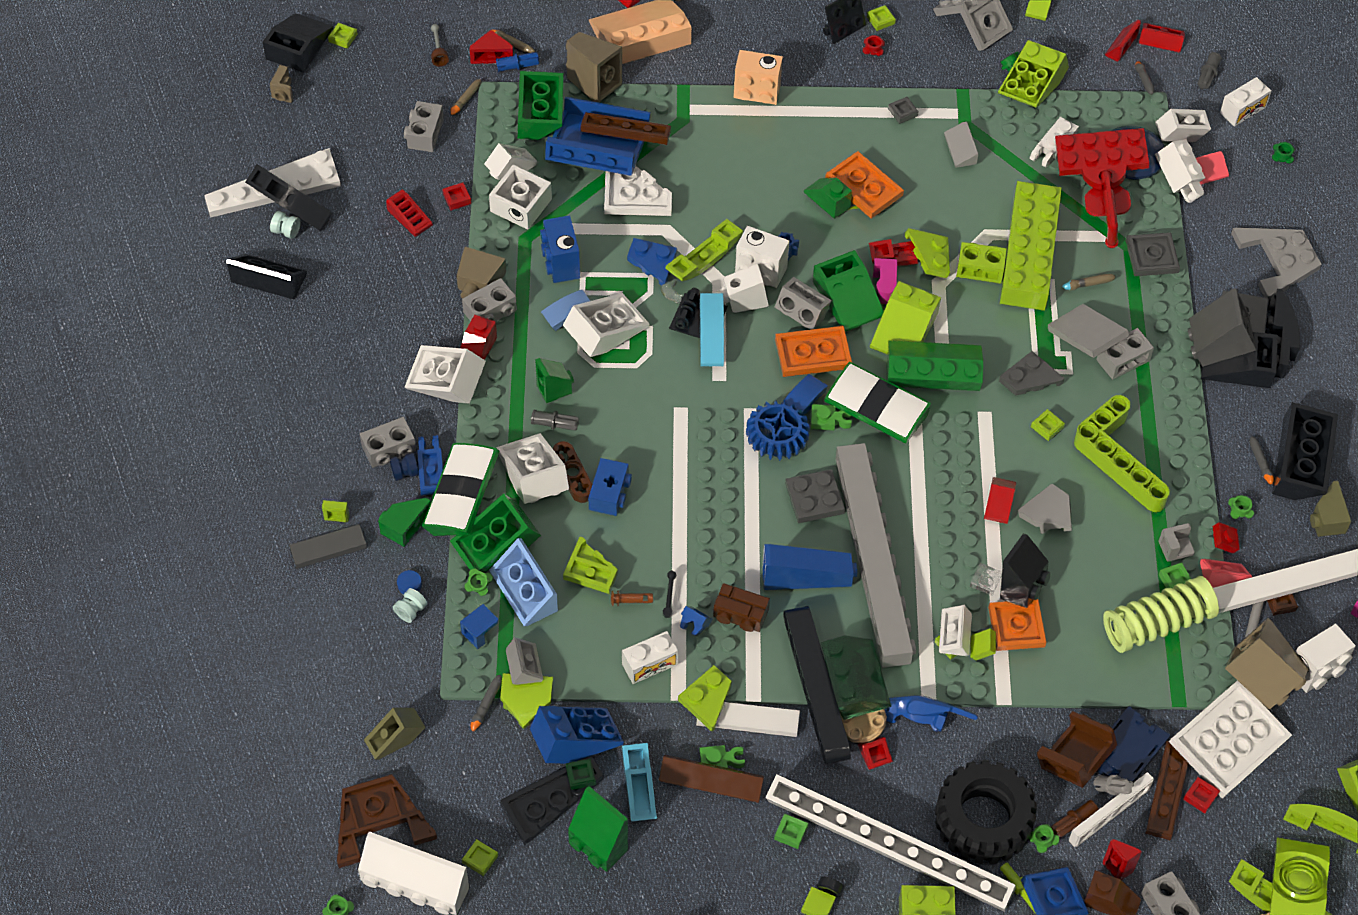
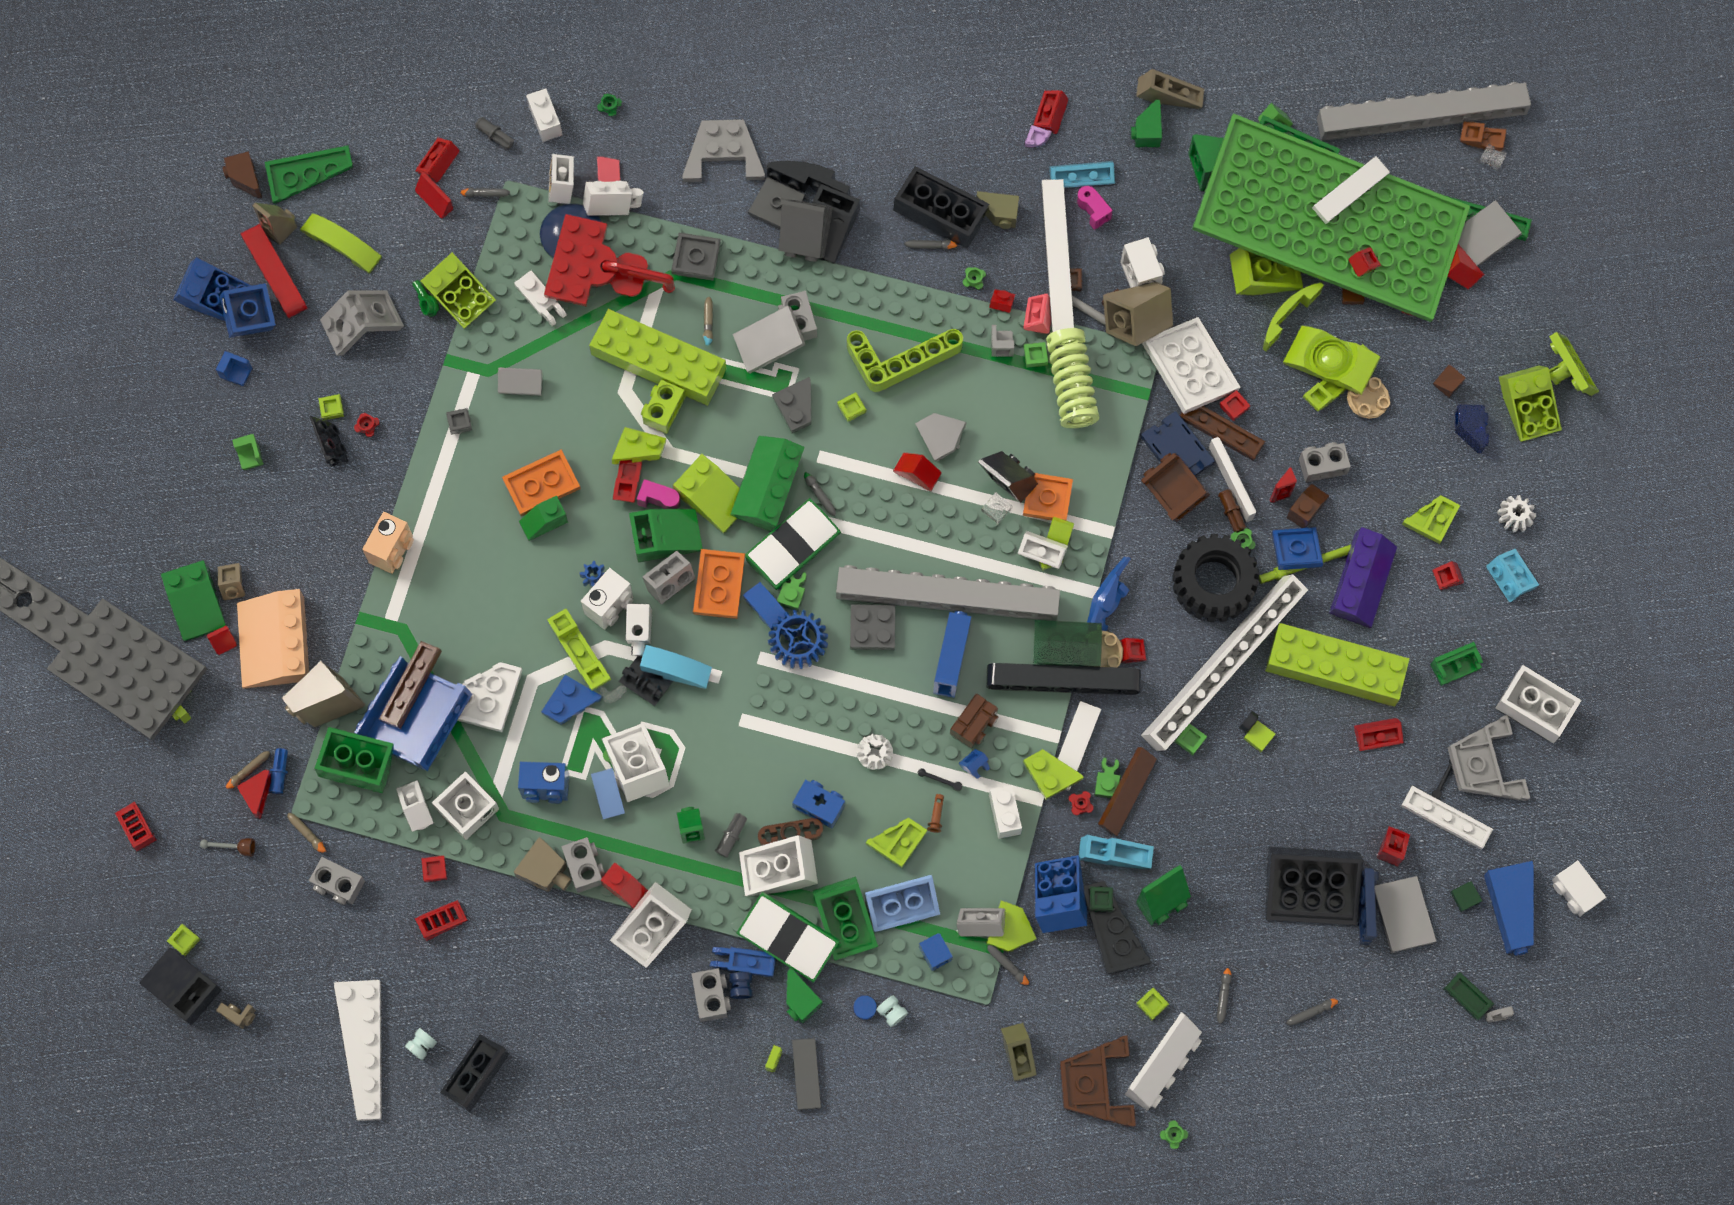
camera: 75 degrees left, 15 degrees up
(288, 197) = (393, 1034): black slope -> none
(480, 588) = (893, 942): bright green plate -> none
(681, 536) = (874, 762): none -> white gear
(685, 743) = (1080, 809): none -> red plate
(942, 417) = (811, 481): none -> dark grey piece
(1113, 784) = (1215, 469): light grey axle -> none

